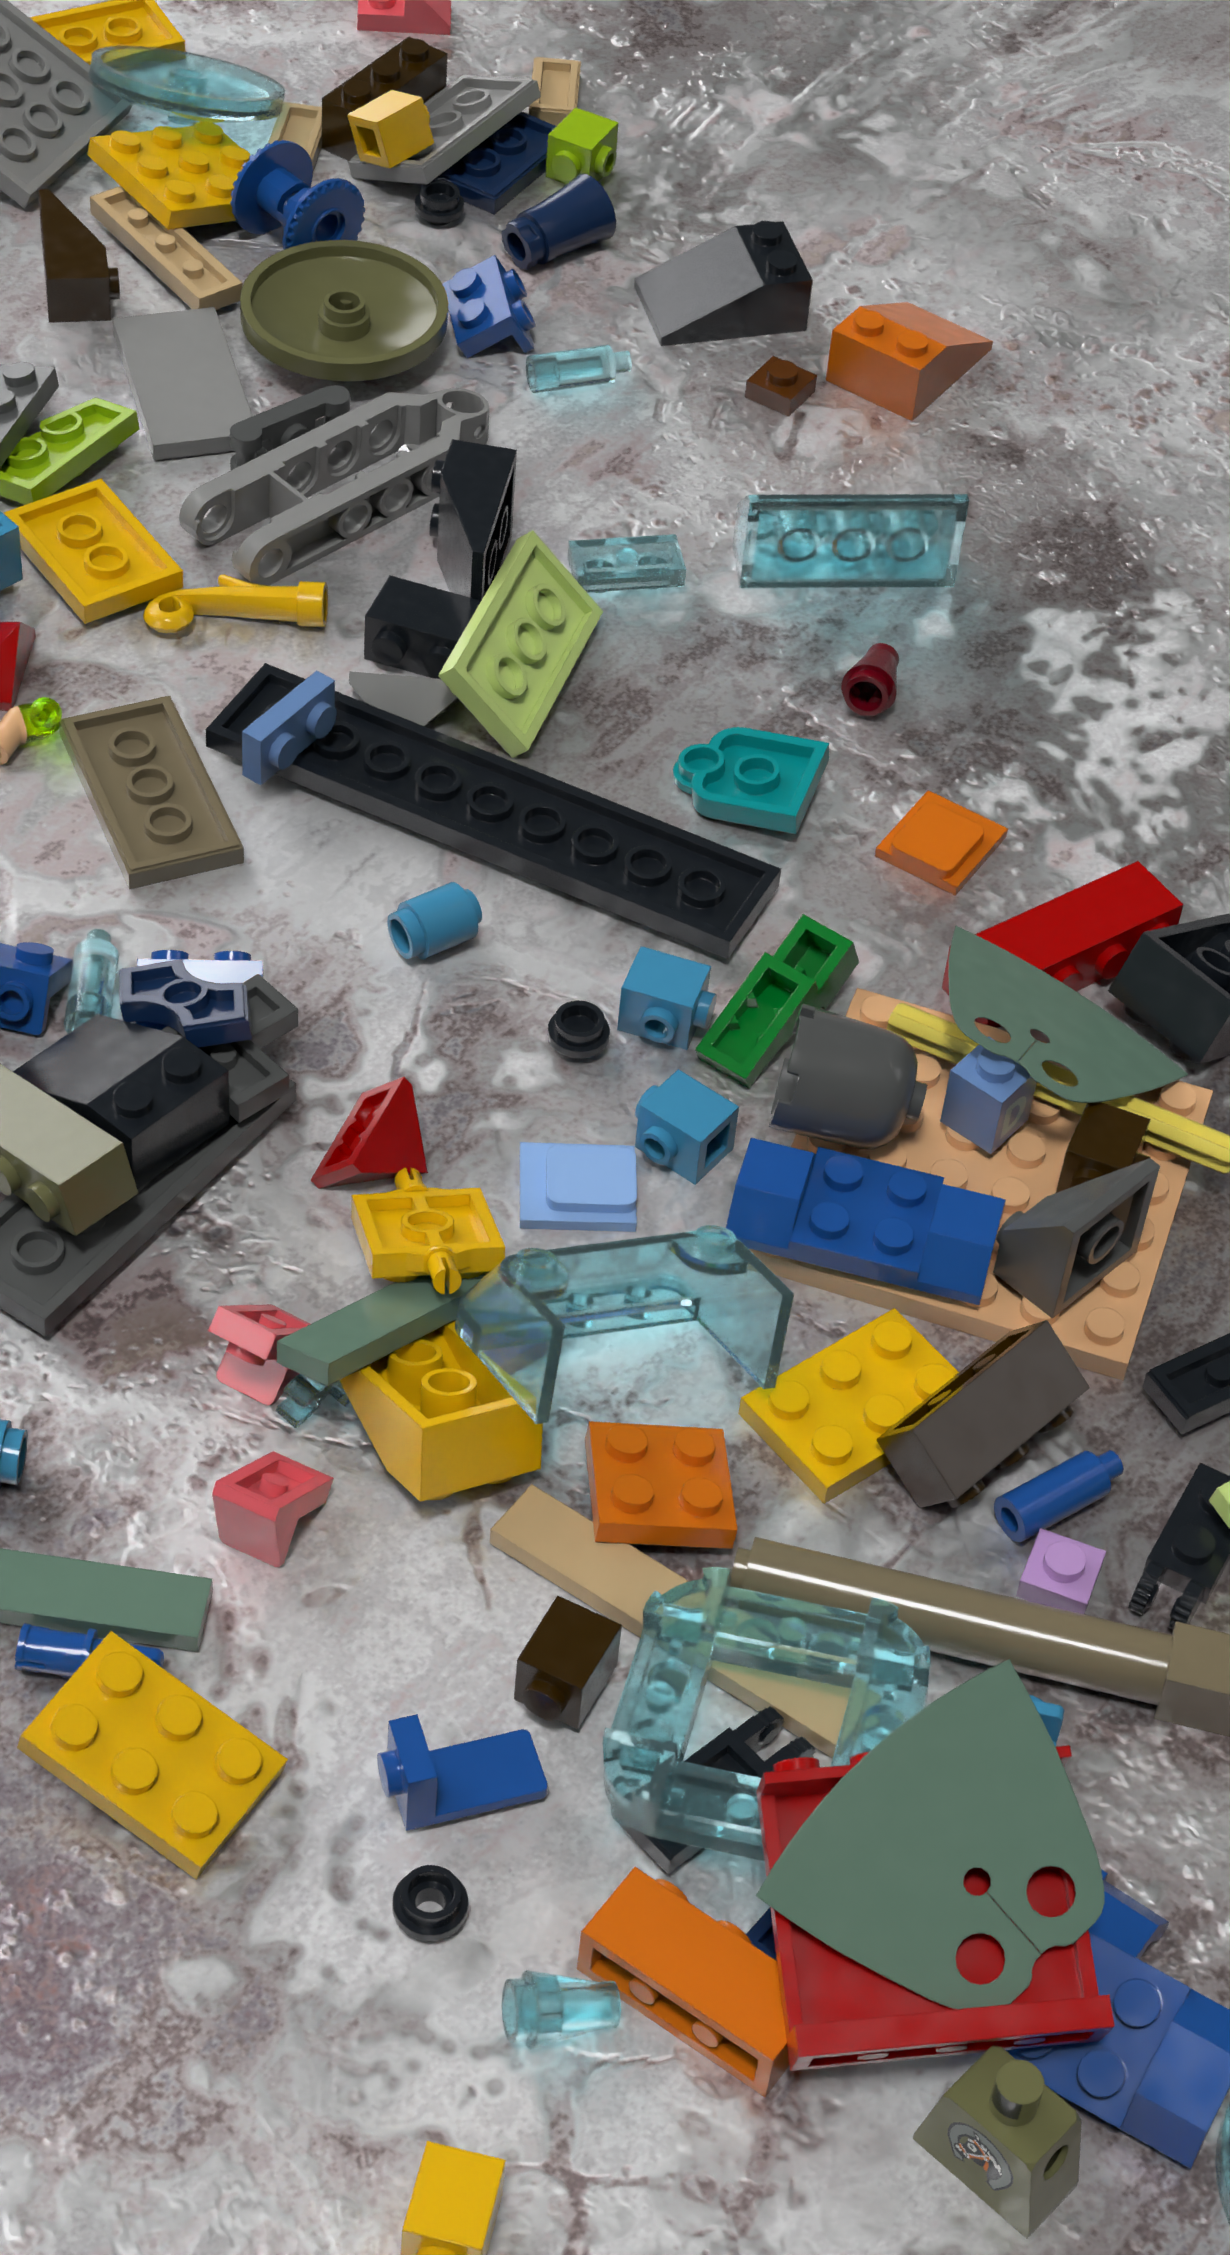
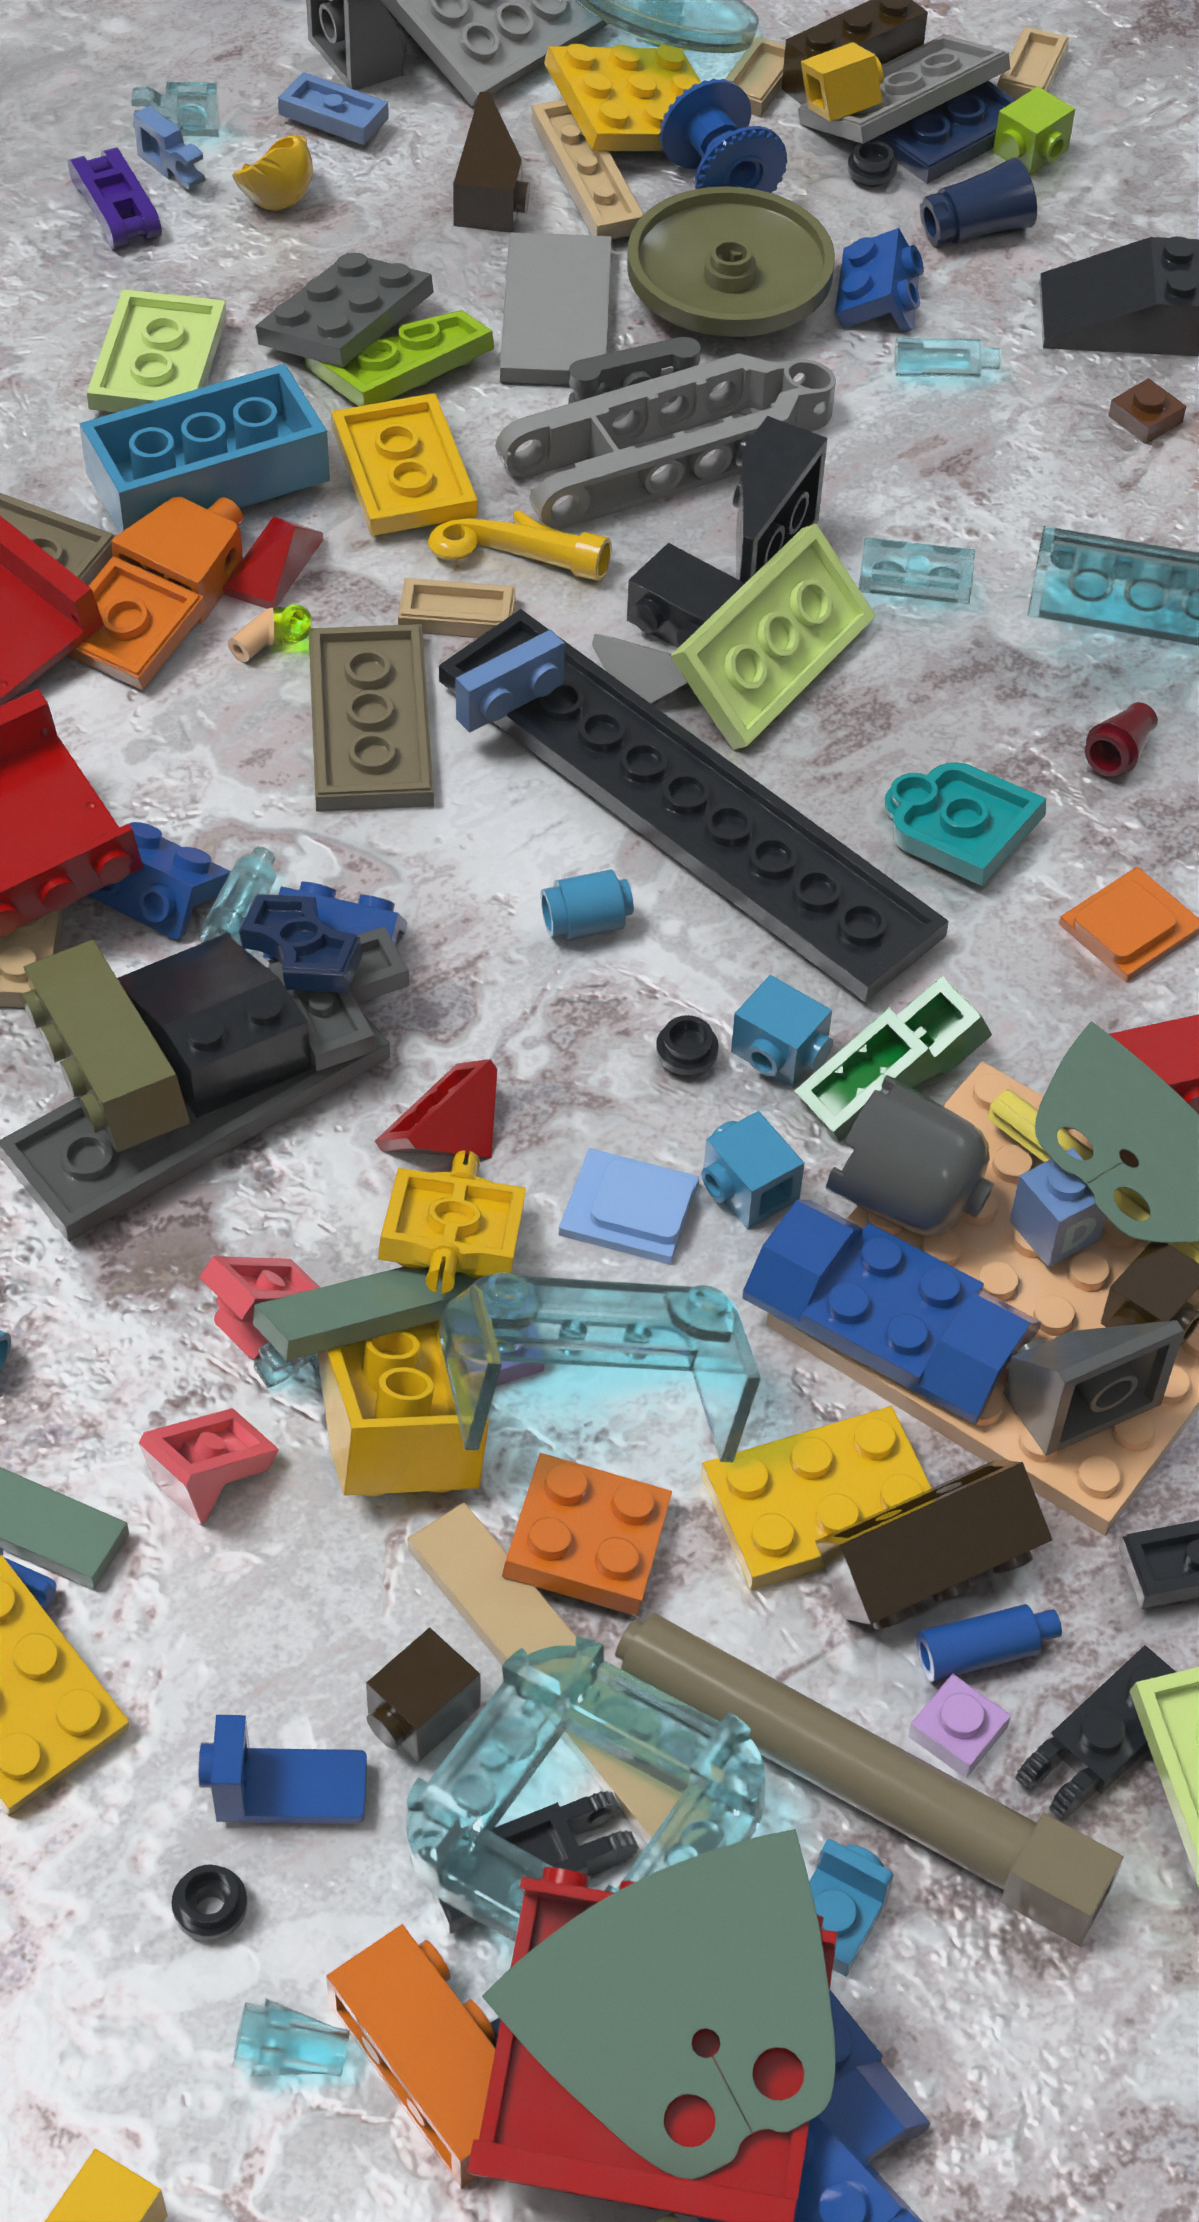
camera: 20 degrees right, 5 degrees up
(195, 674) = (455, 606): none -> tan tile

